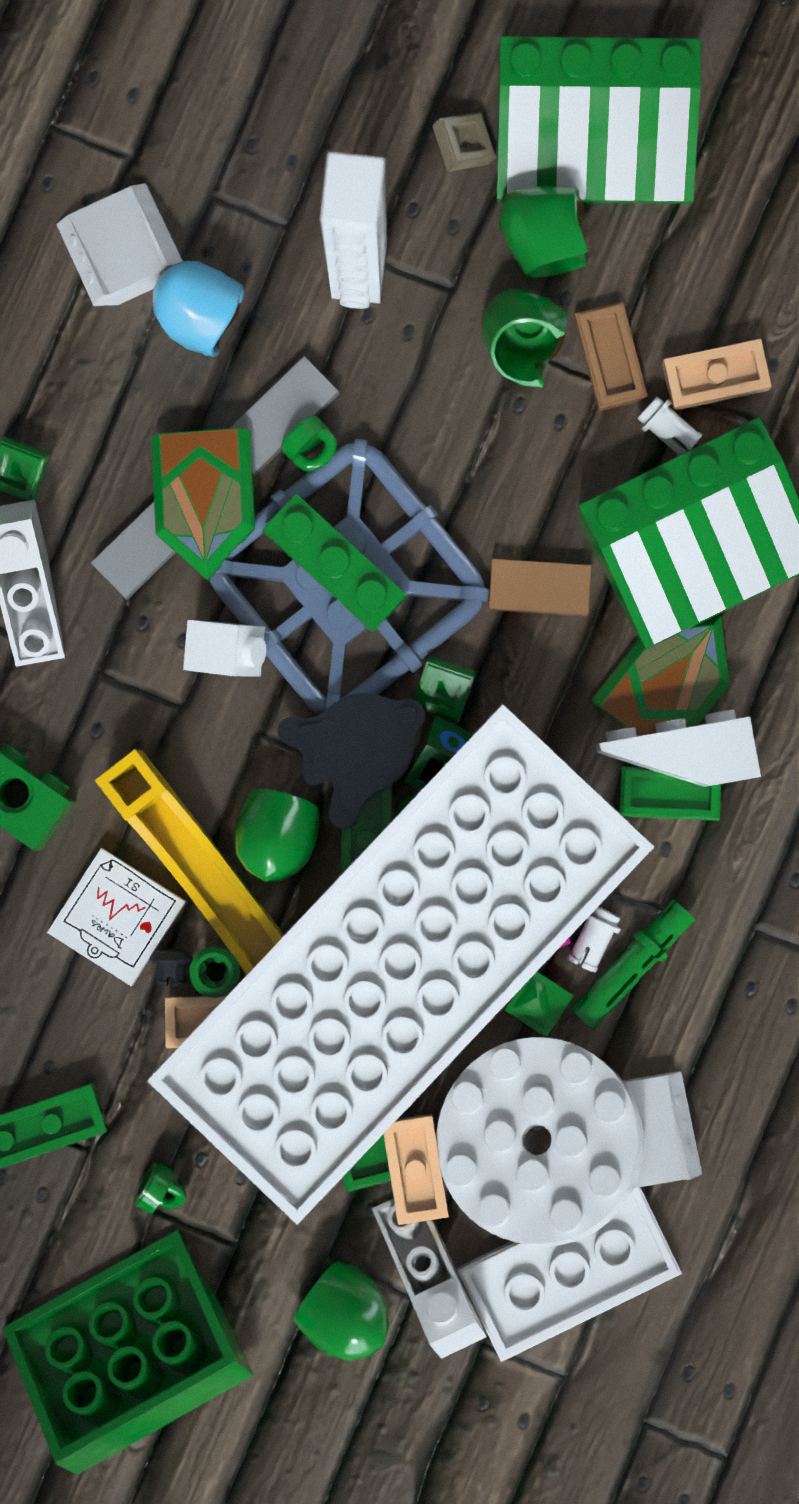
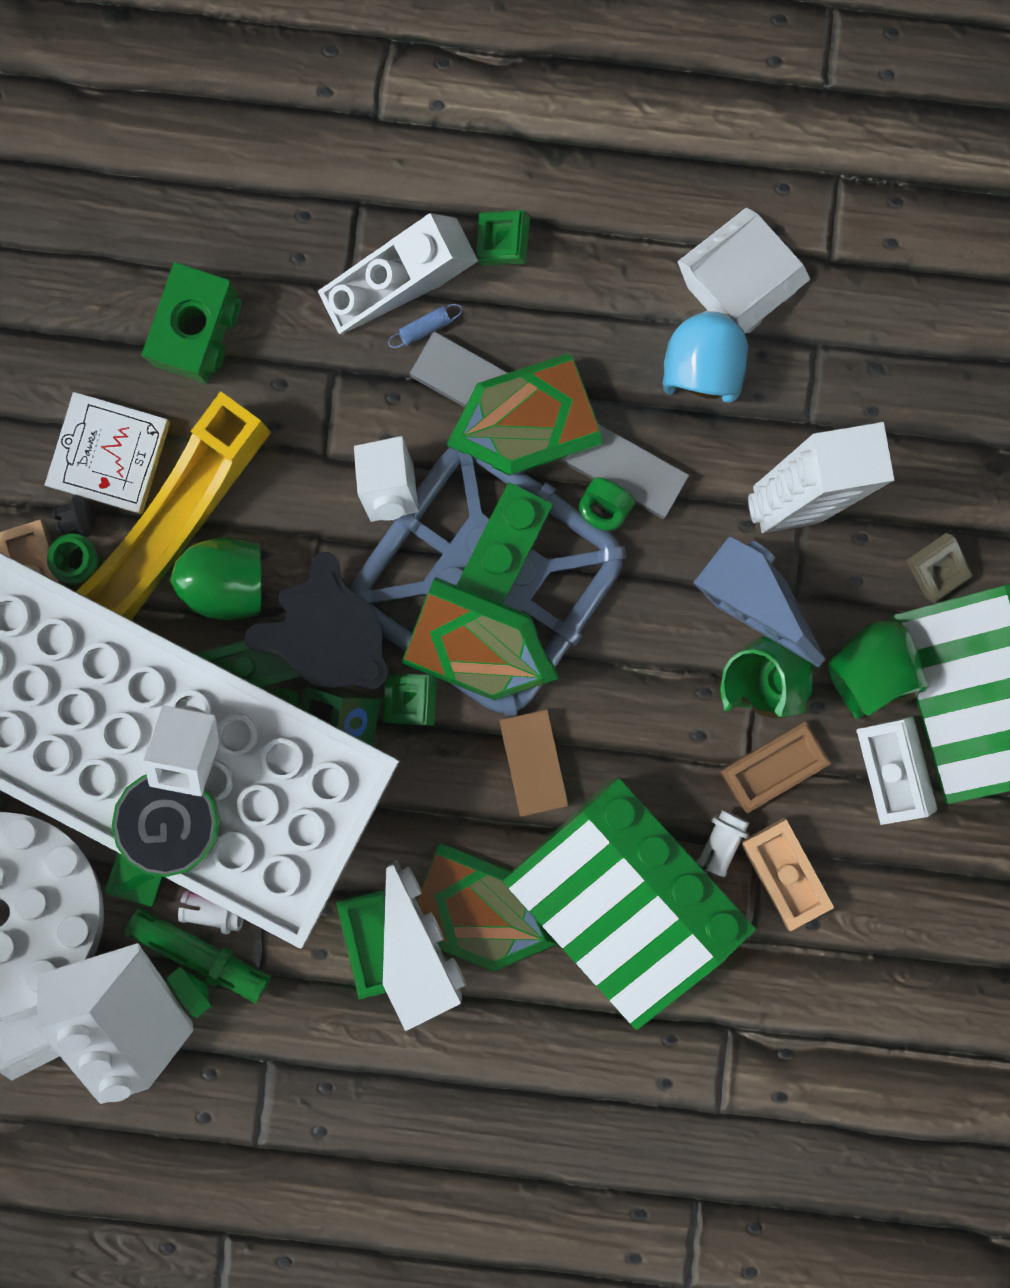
camera: 65 degrees right, 0 degrees up
(81, 570) = (424, 326): none -> light blue piece
(411, 604) = (477, 643): none -> tile
(435, 900) = (181, 750): none -> white brick
(436, 326) = (754, 592): none -> sand blue slope
(499, 940) = (164, 829): none -> black tile
(647, 240) = (897, 770): none -> white slope
(666, 982) = (189, 991): none -> green tile
(672, 1051) = (112, 1021): none -> white slope

